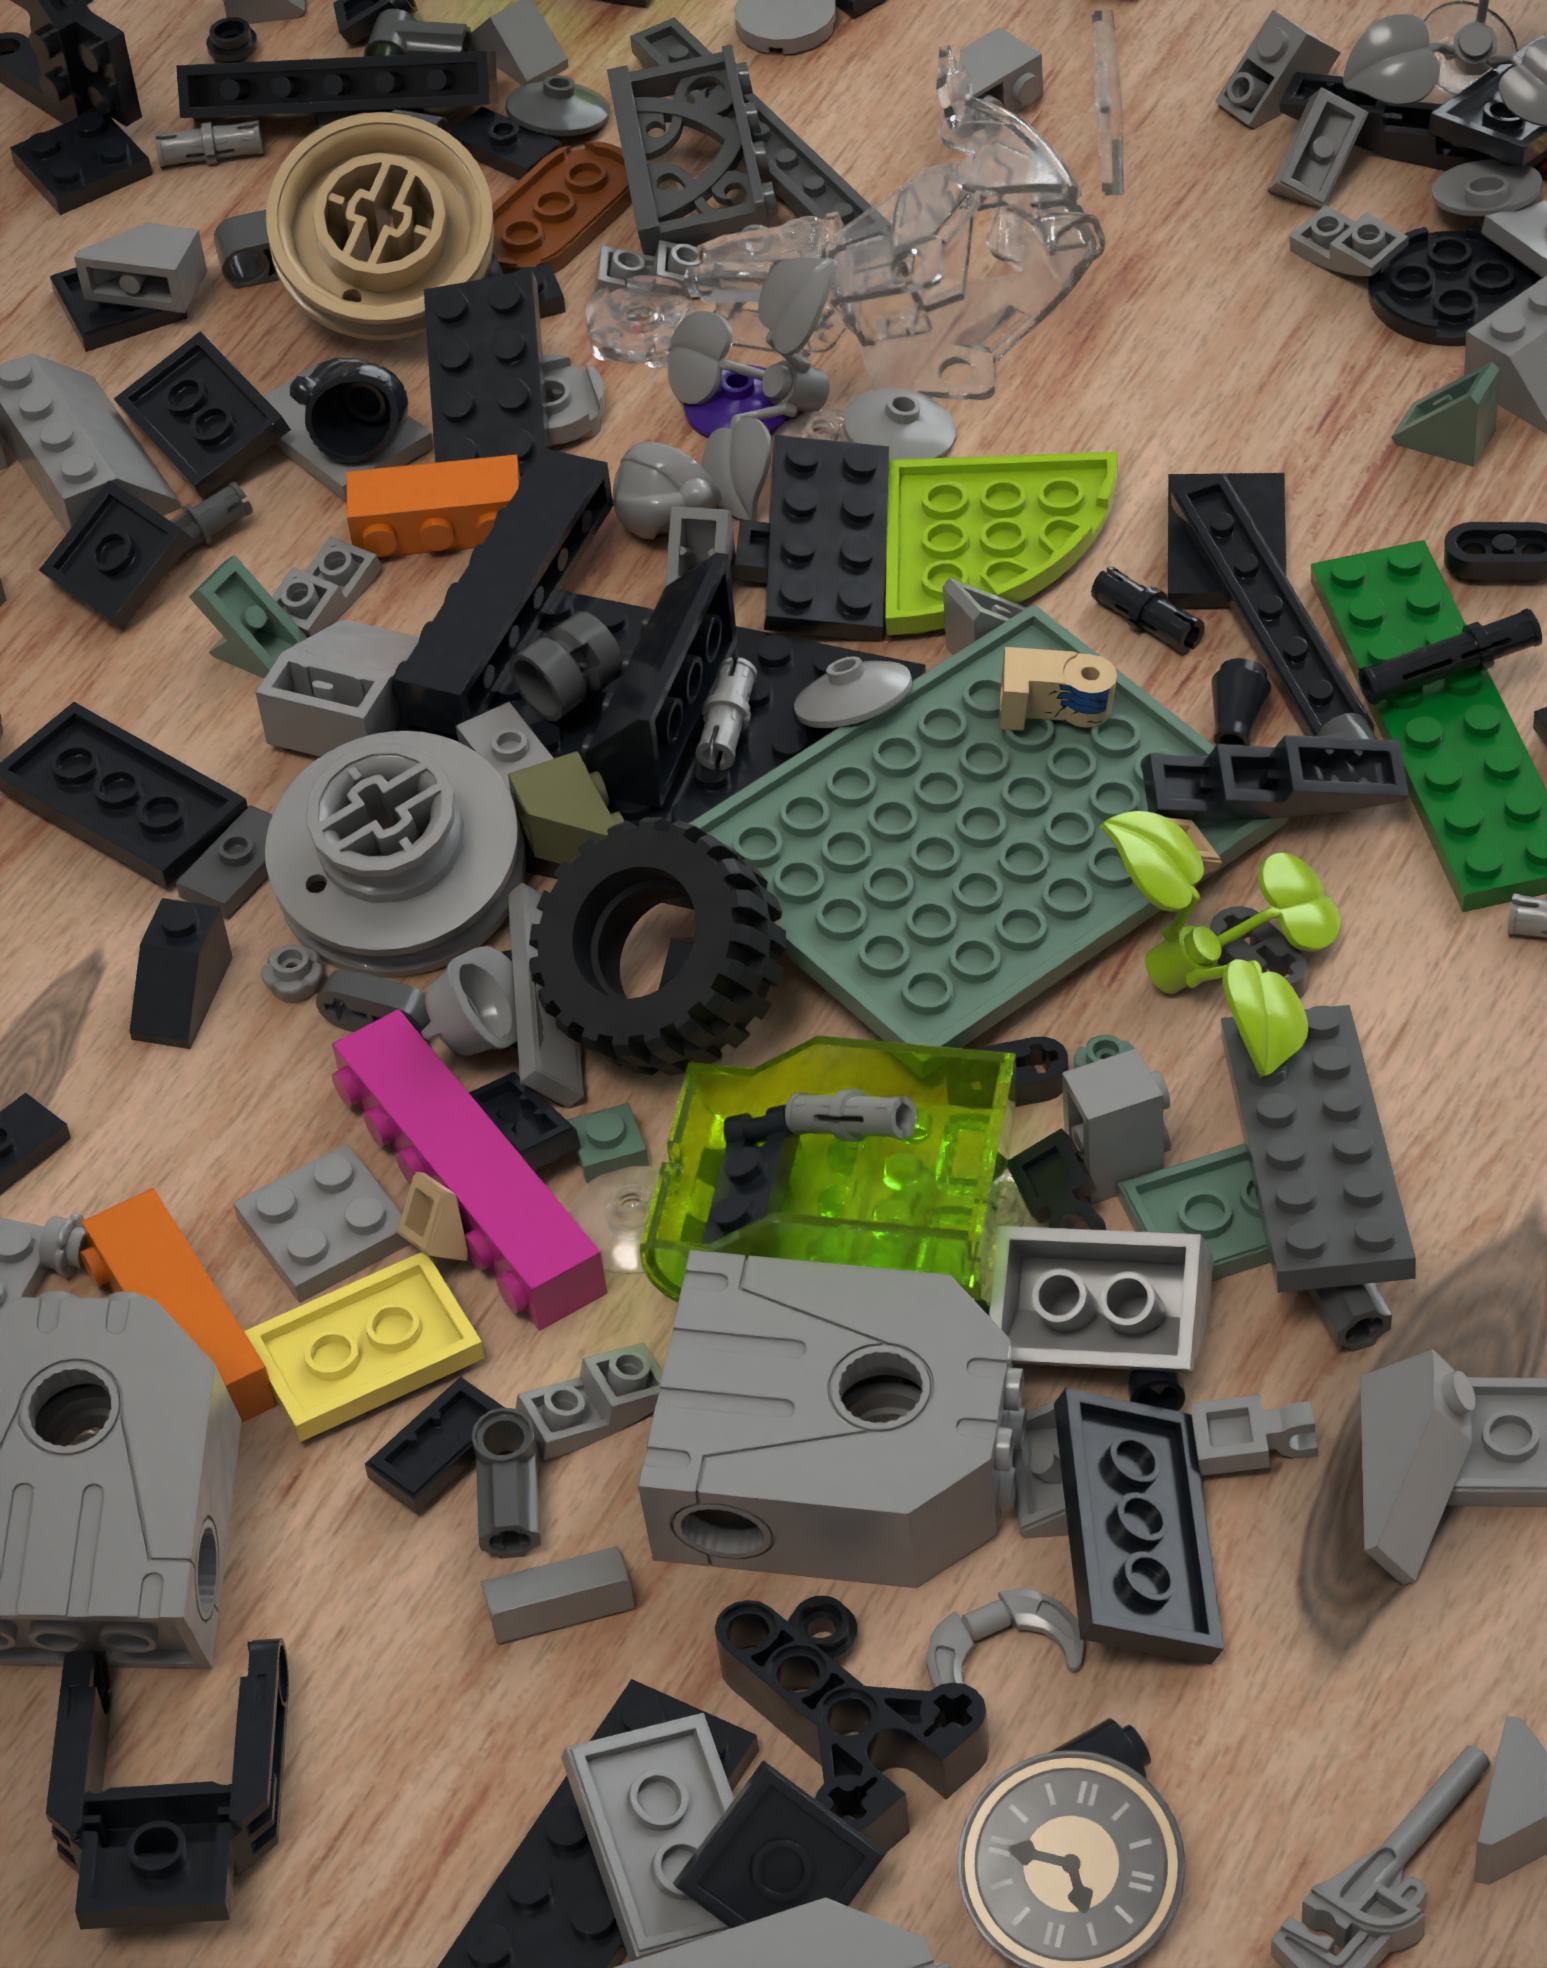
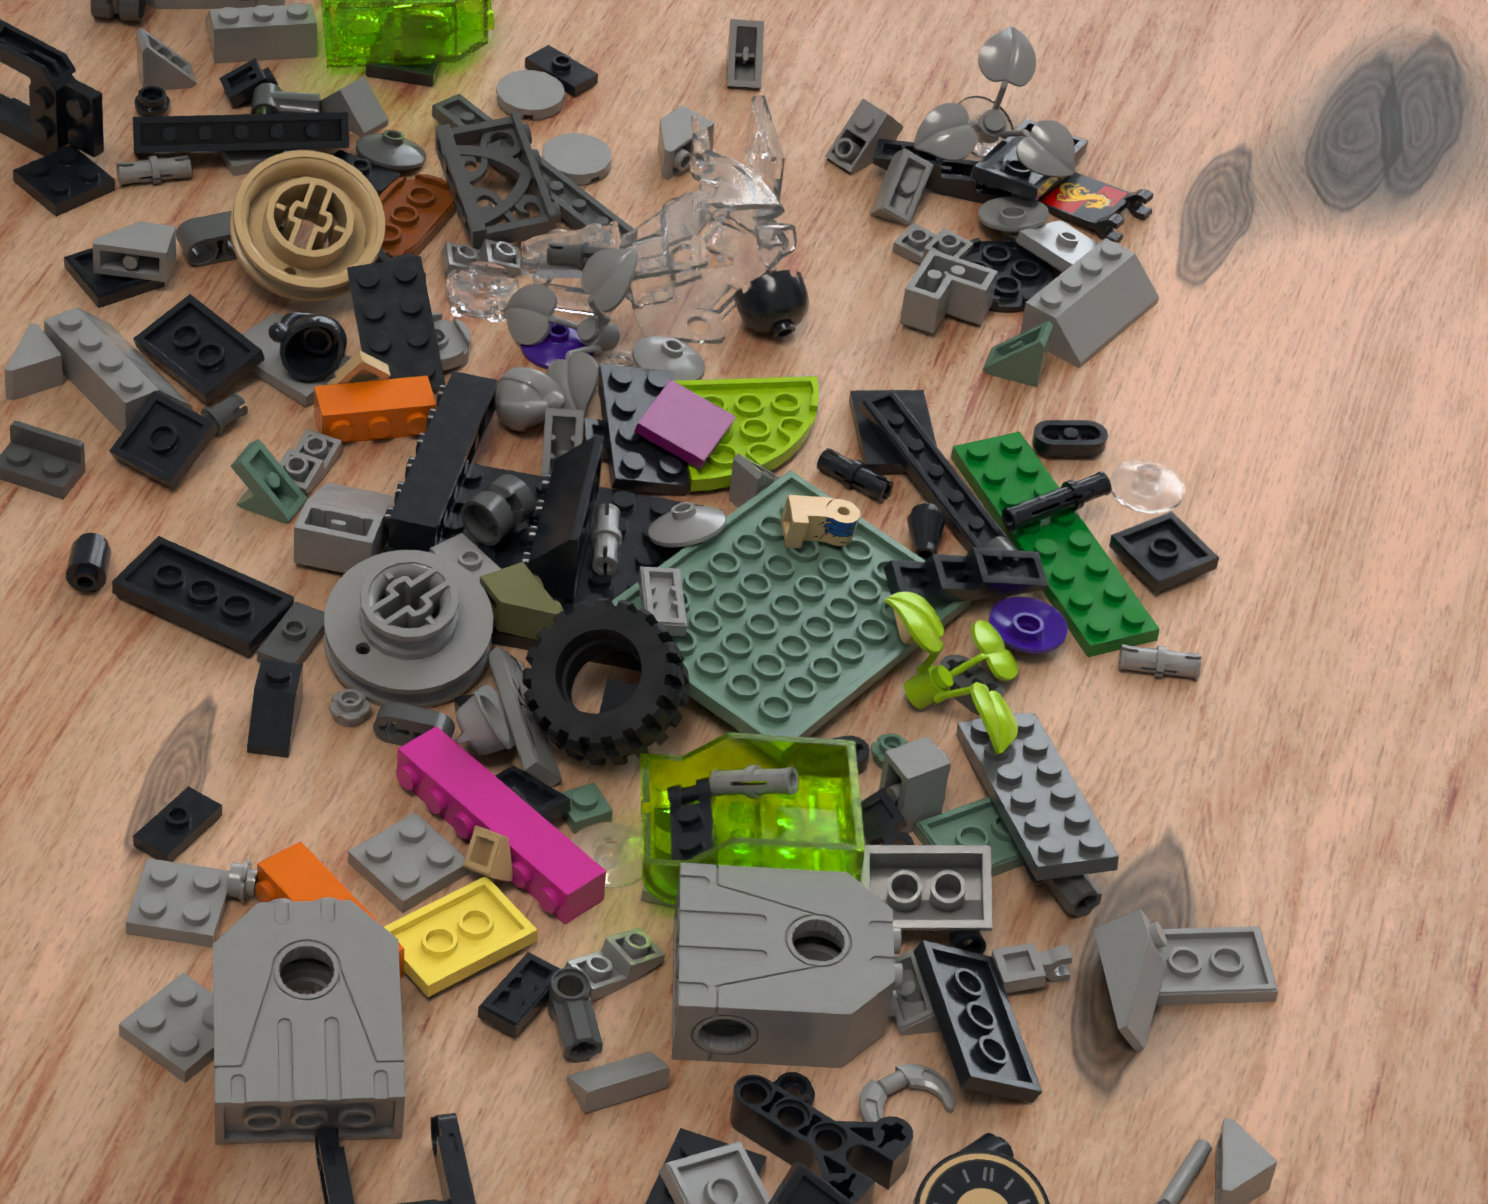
camera: 20 degrees left, 5 degrees down
(419, 444) = (360, 369): none -> tan plate
(746, 266) = (570, 255): none -> dark grey axle
(775, 816) = (663, 597): none -> light grey plate
(833, 111) = (578, 157): none -> light grey tile
(887, 530) = (685, 424): none -> tile
(1072, 336) = (774, 303): none -> black cylinder
(1347, 307) = (947, 287): none -> light grey brick
(1368, 859) = (1028, 624): none -> dark purple dish

